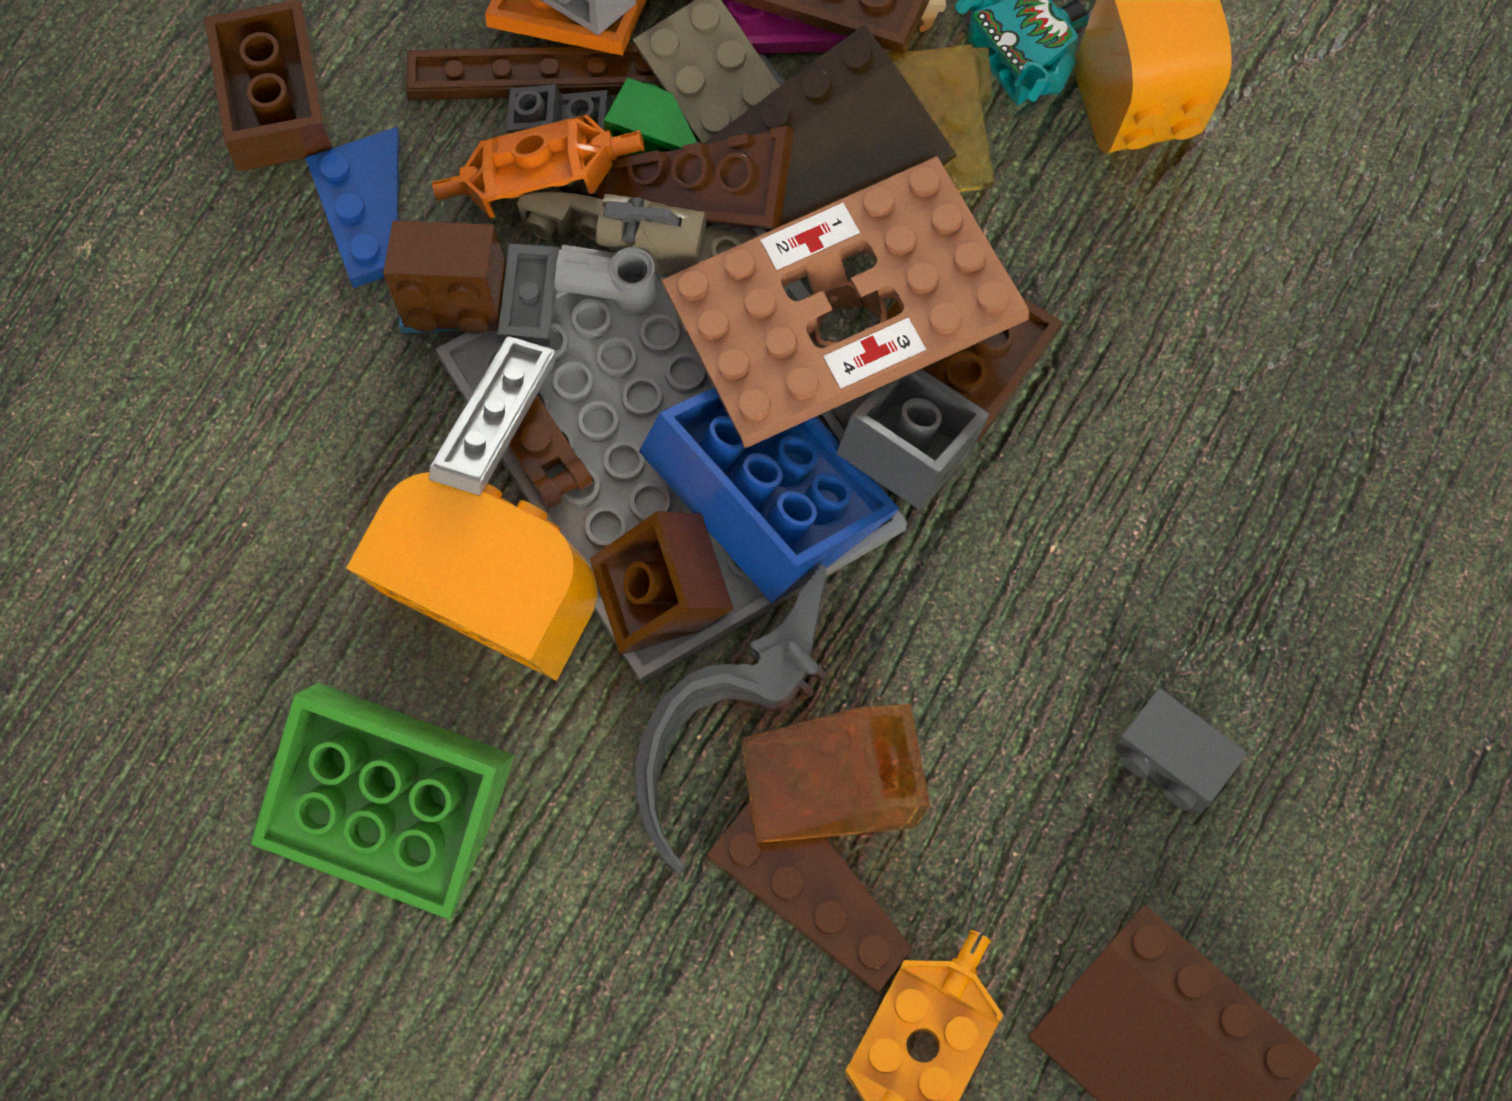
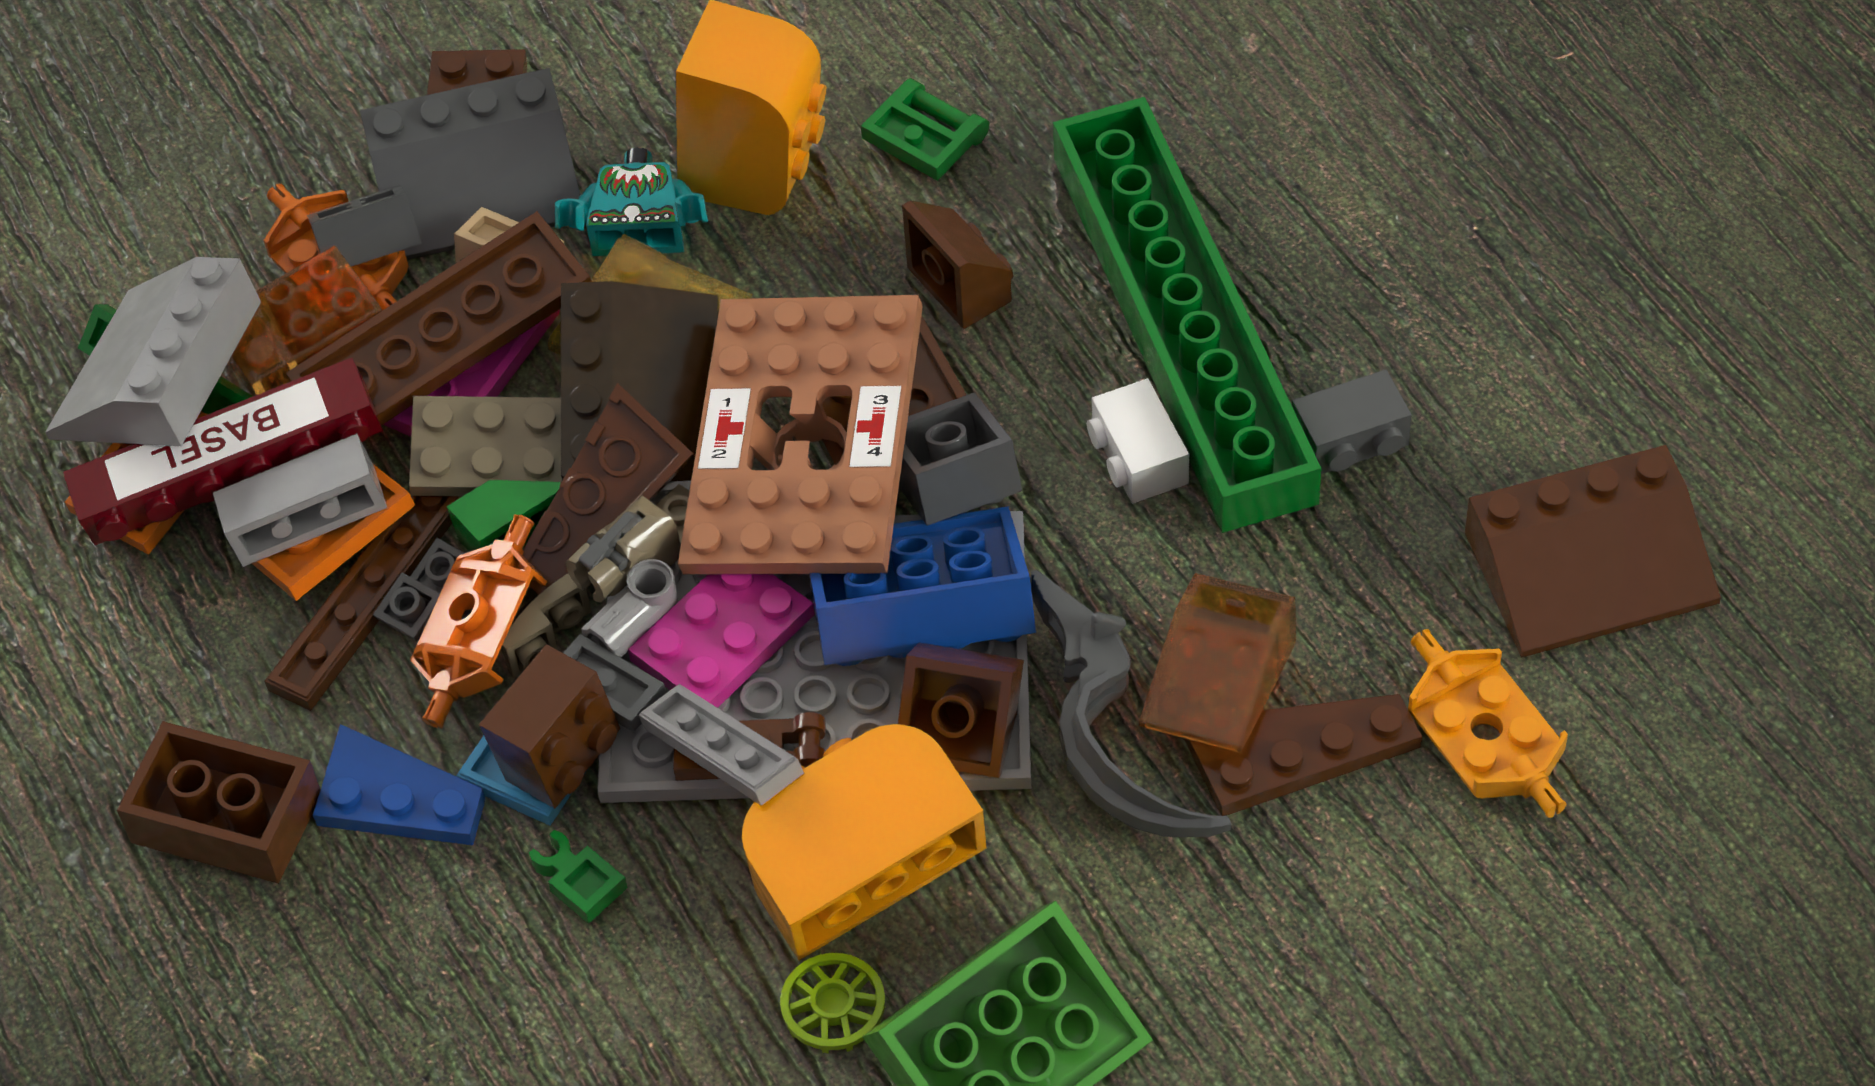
camera: 55 degrees left, 15 degrees down
(349, 641) = (832, 1001): none -> lime wheel
(354, 387) = (580, 880): none -> green plate
(626, 353) = (721, 633): none -> dark pink plate
(1043, 578) = (1139, 441): none -> white brick
(1133, 321) = (955, 262): none -> reddish brown slope
(1200, 542) = (1186, 316): none -> green brick
(1252, 216) = (918, 139): none -> green plate

